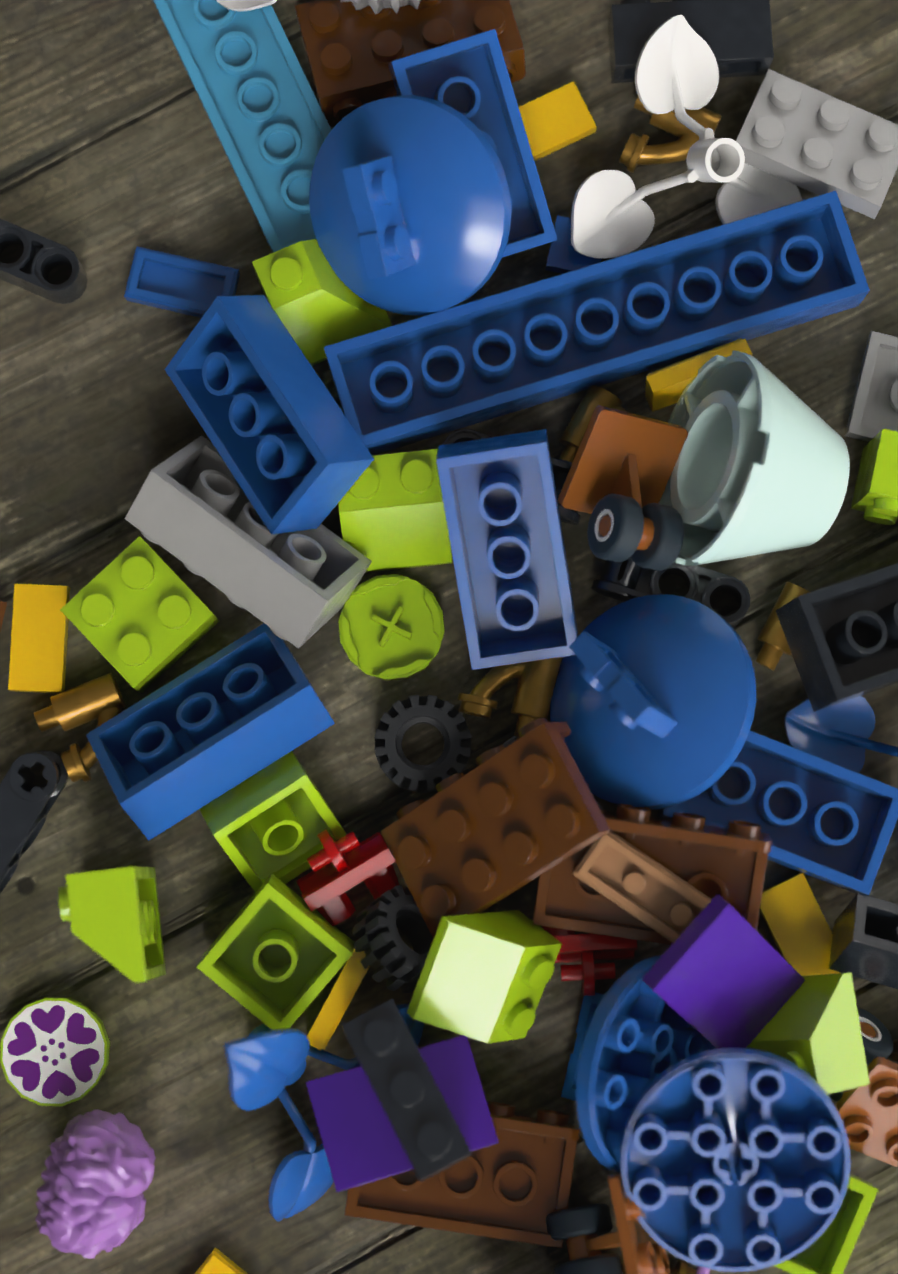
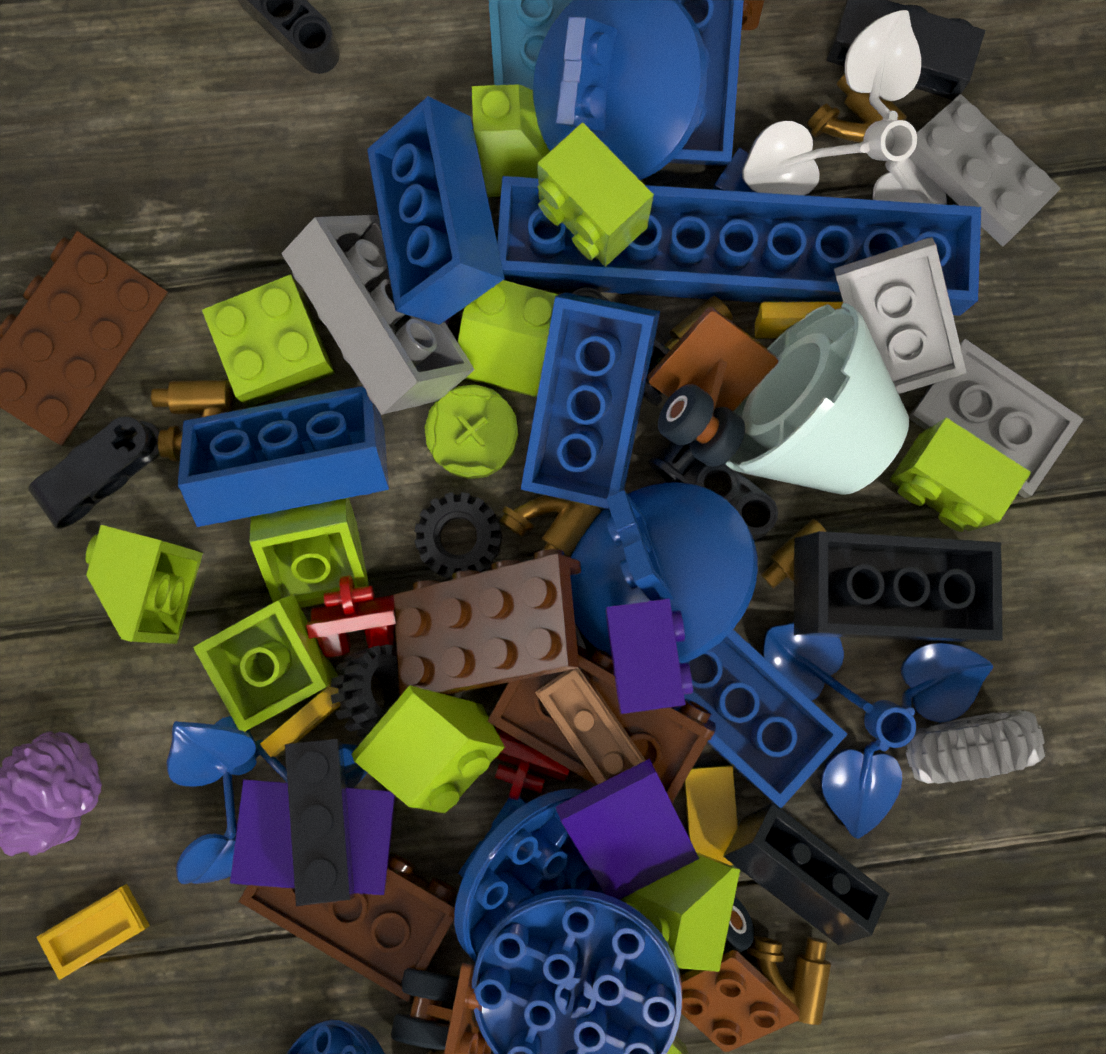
camera: 25 degrees right, 0 degrees up
(38, 638) = (180, 332): yellow tile -> none
(54, 1051) = (59, 671): tile -> none
(178, 282) = (405, 84): blue tile -> none
(433, 339) = (593, 195): none -> lime brick
(556, 120) = (767, 72): yellow tile -> none
(674, 792) = (647, 656): none -> dark purple brick
(800, 335) = (906, 313): none -> light grey plate

